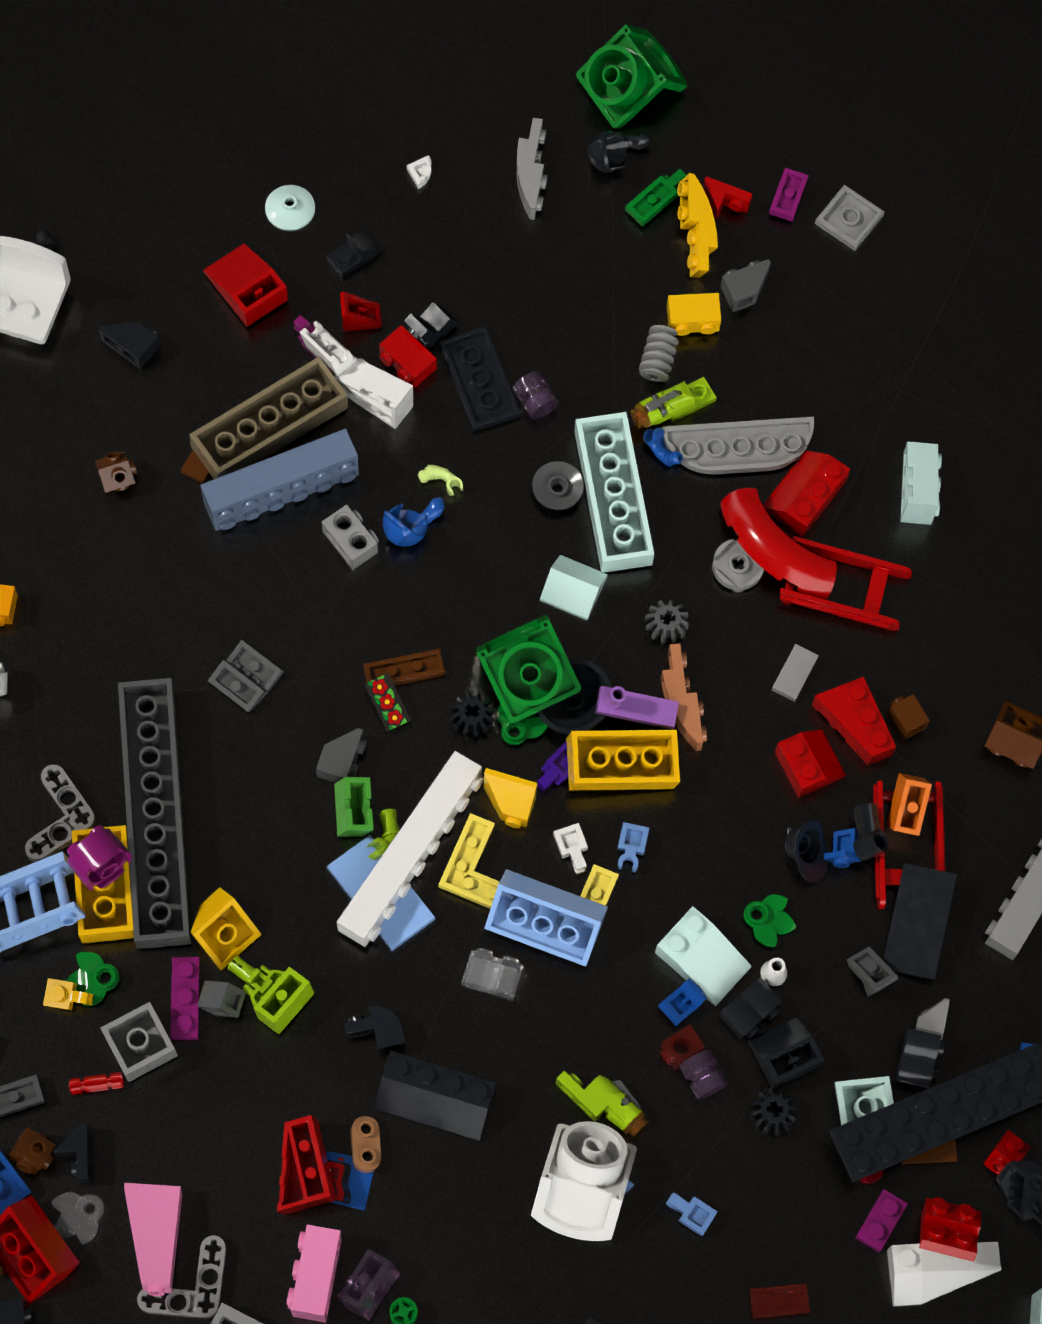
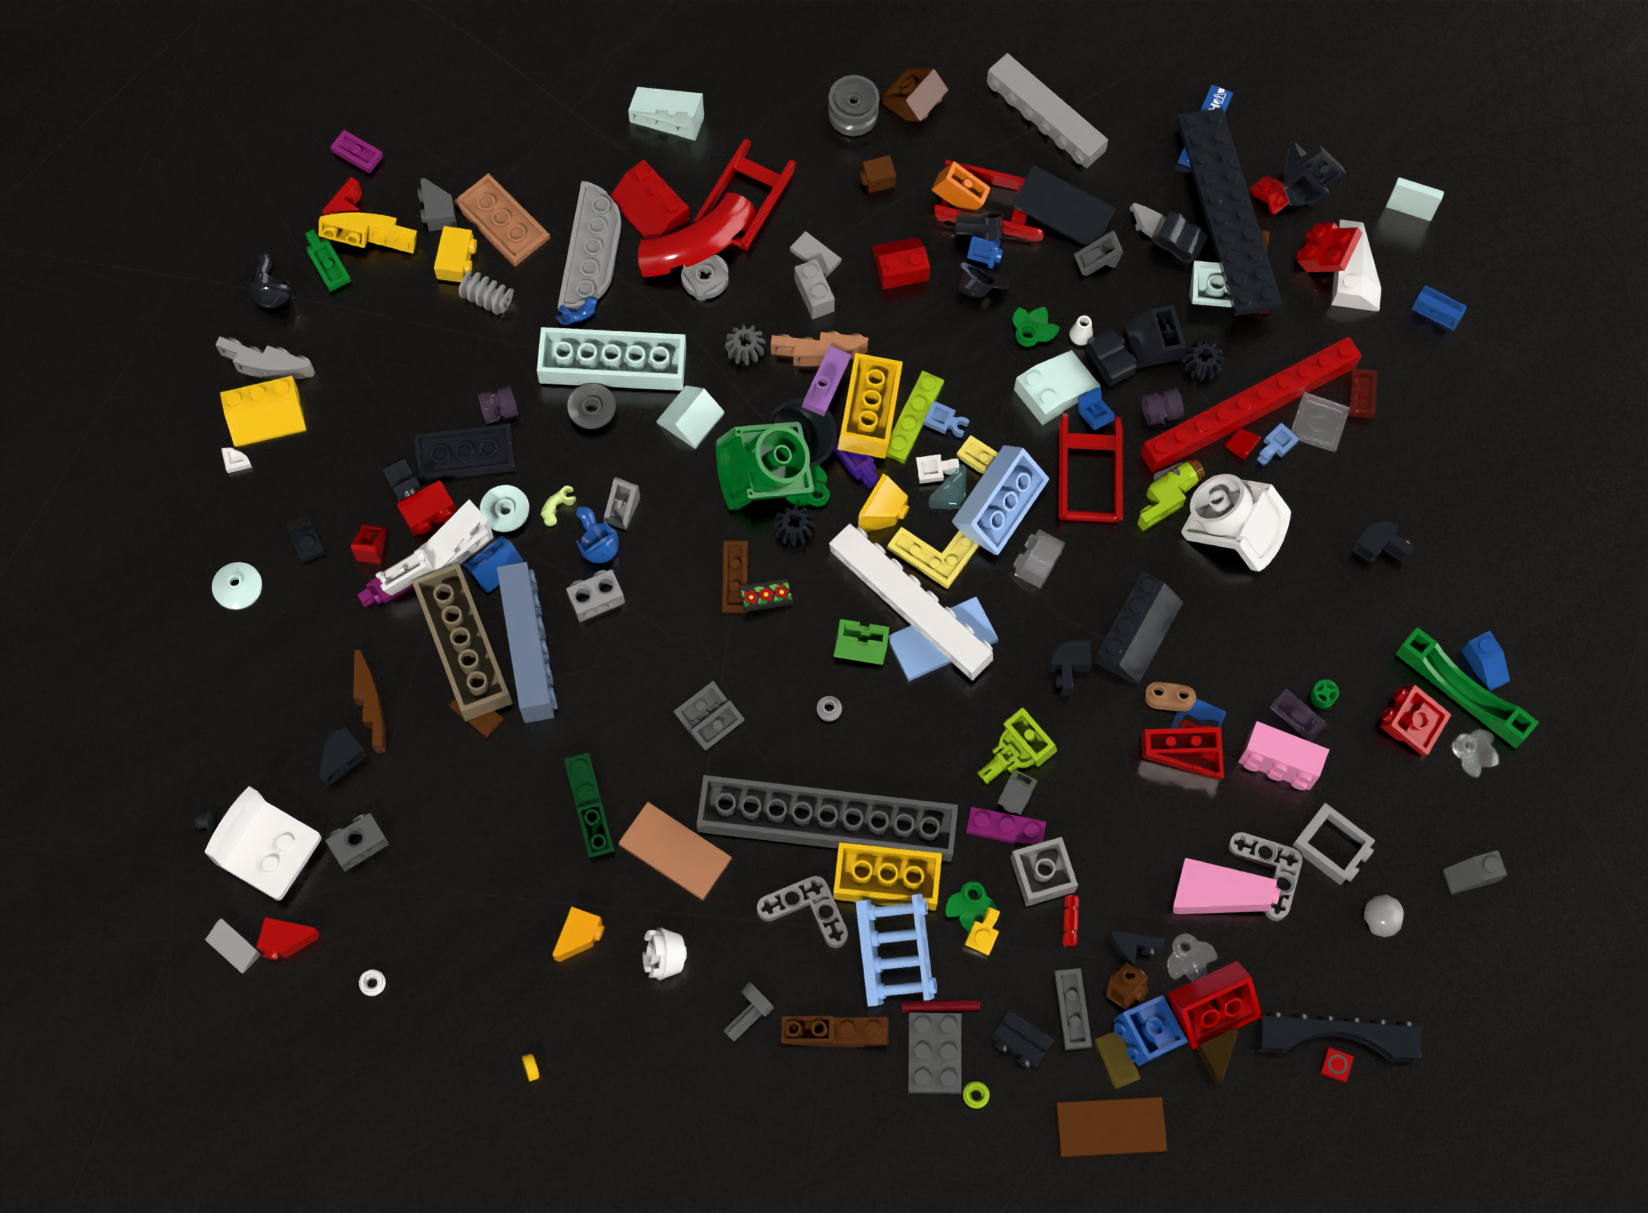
camera: 75 degrees left, 0 degrees up
(52, 391) = (350, 855): none -> dark grey brick
(95, 675) = (675, 851): none -> nougat tile
(98, 858) = (874, 864): magenta brick -> none
(116, 471) = (475, 793): reddish brown brick -> none
(125, 583) = (589, 805): none -> dark green slope
(201, 350) = (366, 694): none -> reddish brown slope
(223, 928) = (948, 778): yellow slope -> none
(247, 284) = (308, 637): red slope -> none
(281, 799) = (829, 715): none -> light grey plate
(340, 756) = (810, 647): dark grey slope -> none
(365, 433) = (484, 565): none -> blue panel
(390, 830) = (892, 618): lime piece -> none
(424, 418) = (505, 498): none -> light aqua dish
(455, 539) = (621, 503): none -> light grey slope
(476, 182) = (263, 411): none -> yellow slope
(549, 868) = (951, 493): none -> clear light blue slope
(619, 809) = (913, 416): none -> lime plate
(629, 74) = (197, 255): green piece -> none
(643, 1004) = (1093, 442): none -> red piece
(673, 403) = (537, 292): lime plate -> none
(684, 1174) = (1243, 443): none -> red slope
(686, 1036) = (1137, 410): clear red brick -> none
(732, 1174) = (1250, 405): none -> red brick
(733, 1257) = (1320, 421): none -> clear tile
(749, 677) = (814, 289): none -> light grey brick
(751, 351) = (501, 219): none -> nougat tile
(849, 217) = (393, 109): light grey tile -> none
(858, 719) = (873, 212): red wedge -> none
(881, 1220) = (1307, 301): magenta plate -> none
(982, 671) = (853, 105): none -> dark grey wheel

